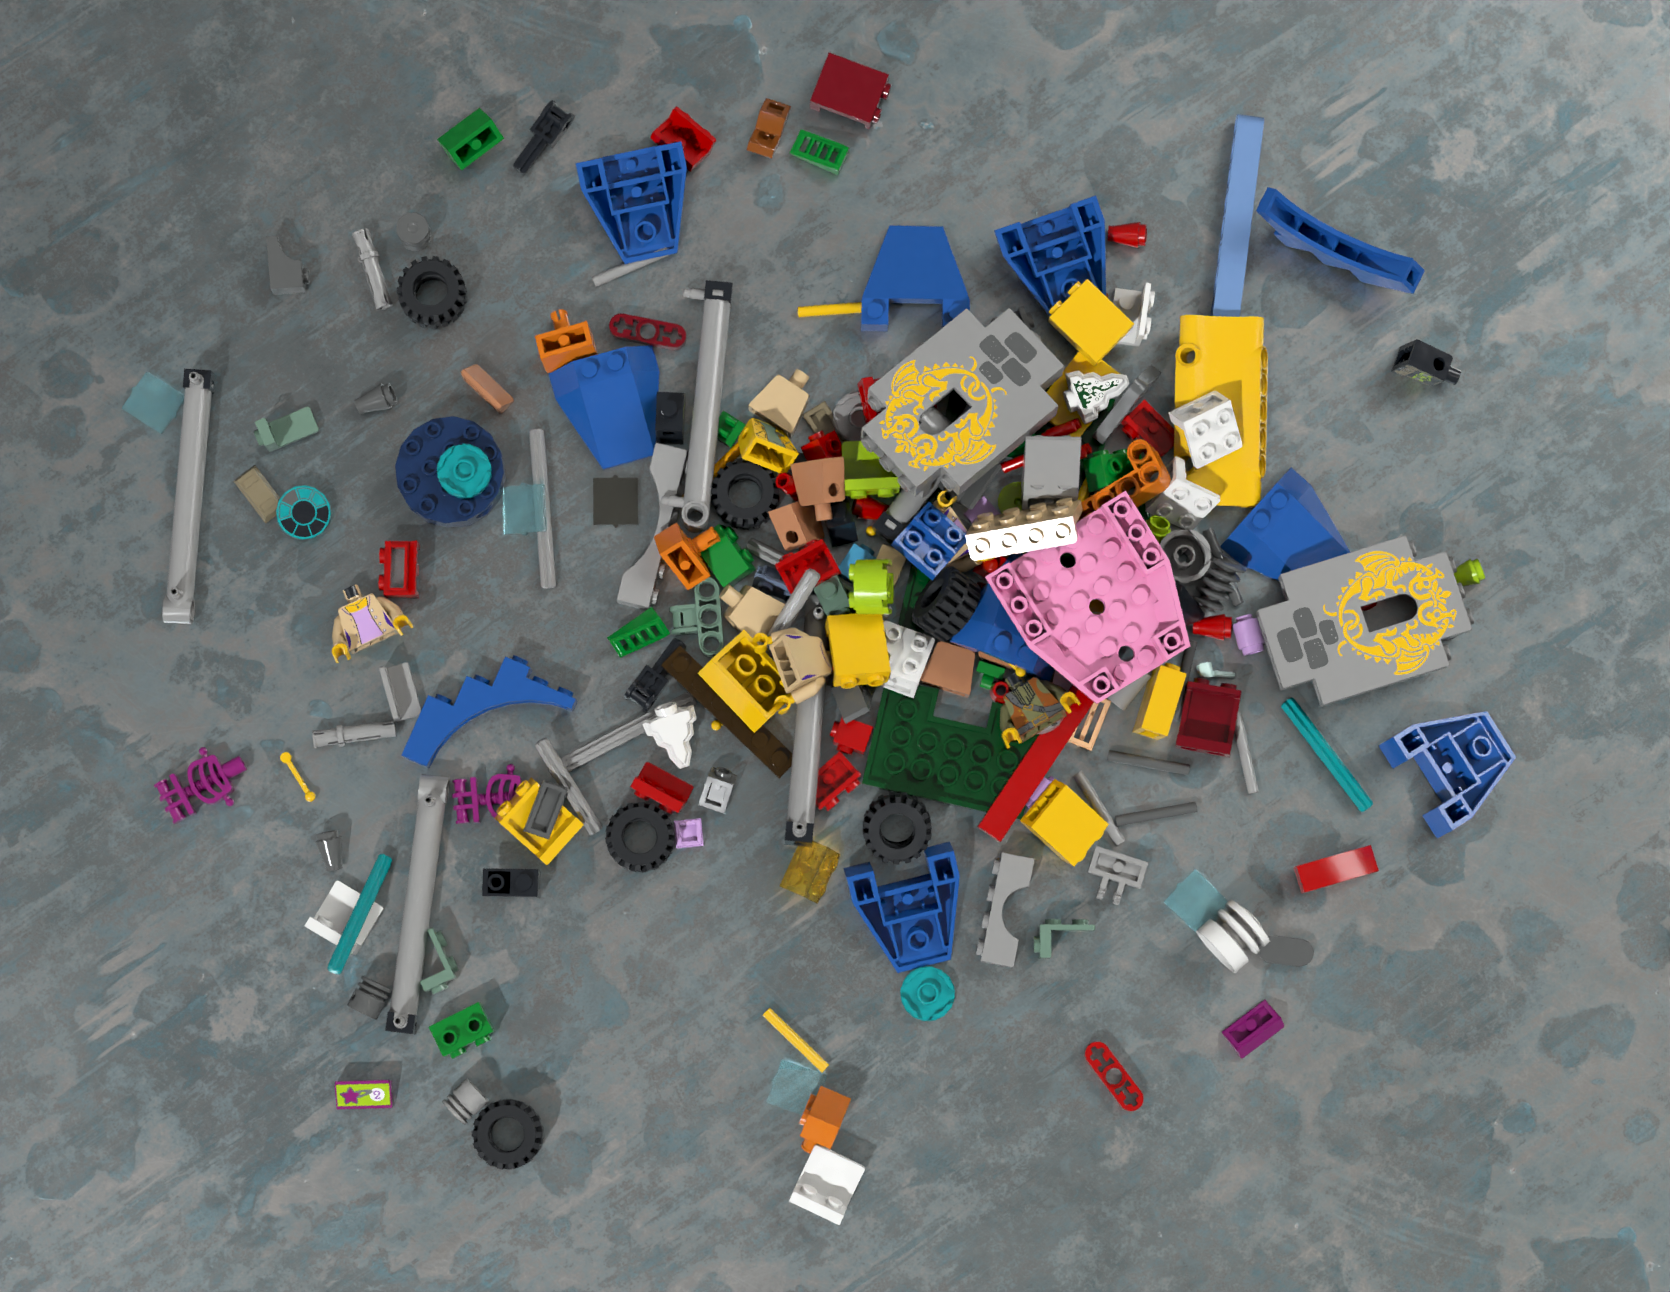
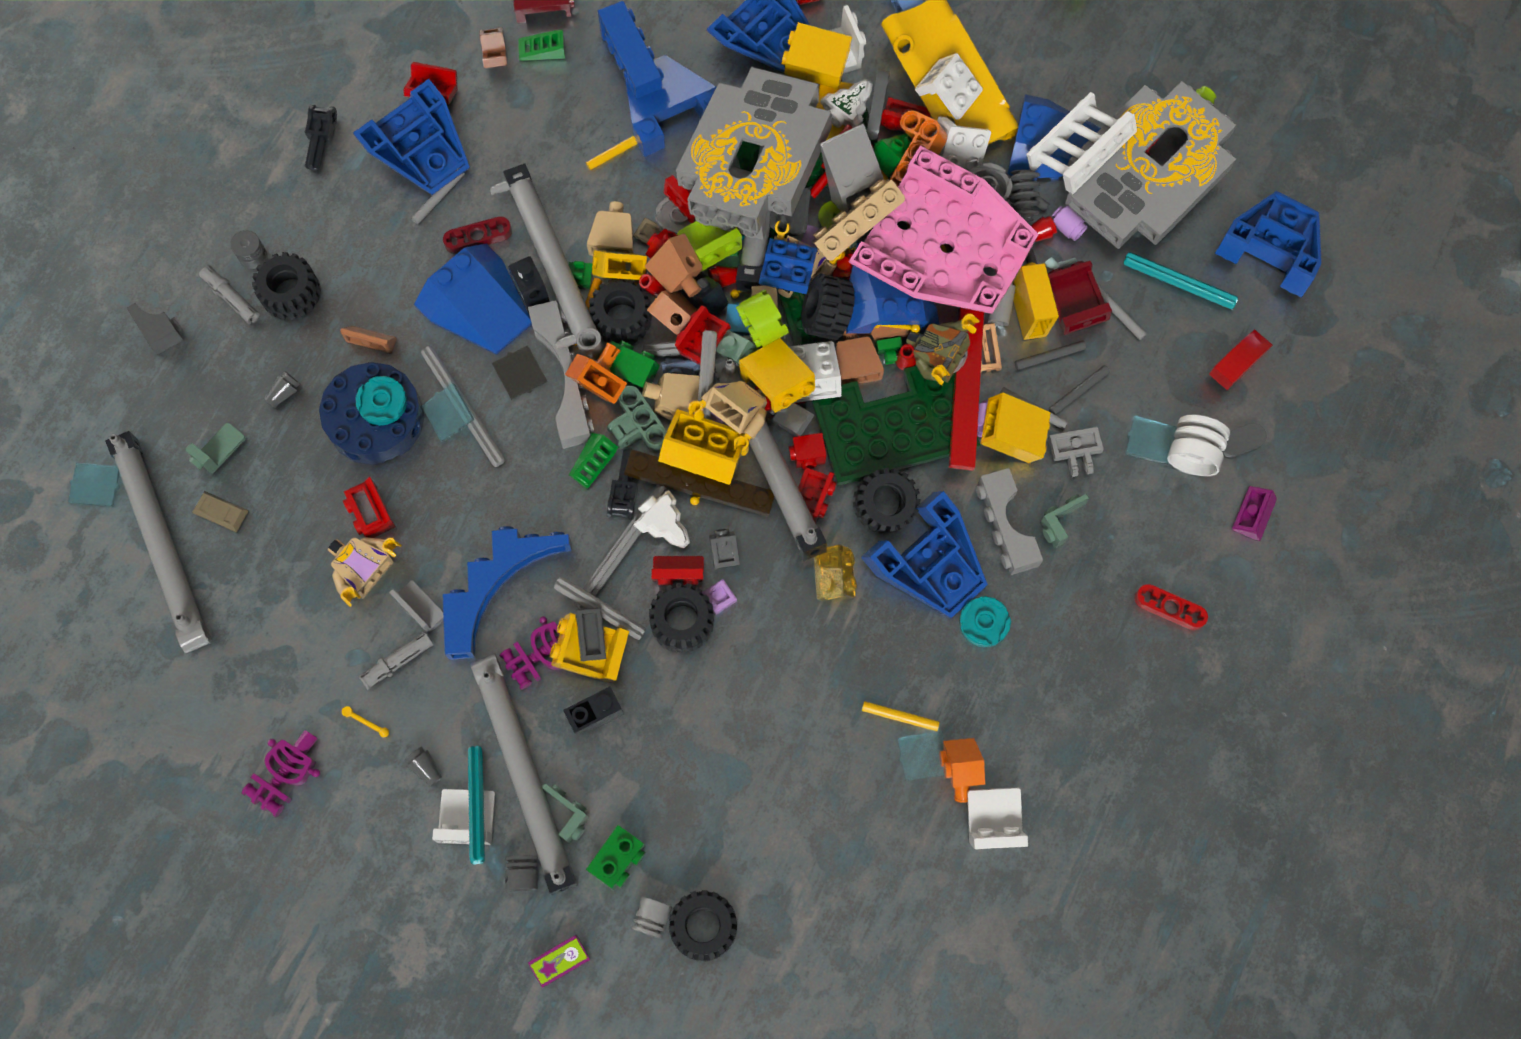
camera: 25 degrees left, 10 degrees down
(303, 512) = (263, 506): tile -> none
(470, 138) = (260, 160): green brick -> none
(565, 342) = (414, 270): orange brick -> none
(903, 212) = (629, 49): none -> blue wedge
(1297, 588) = (1090, 160): none -> white fence

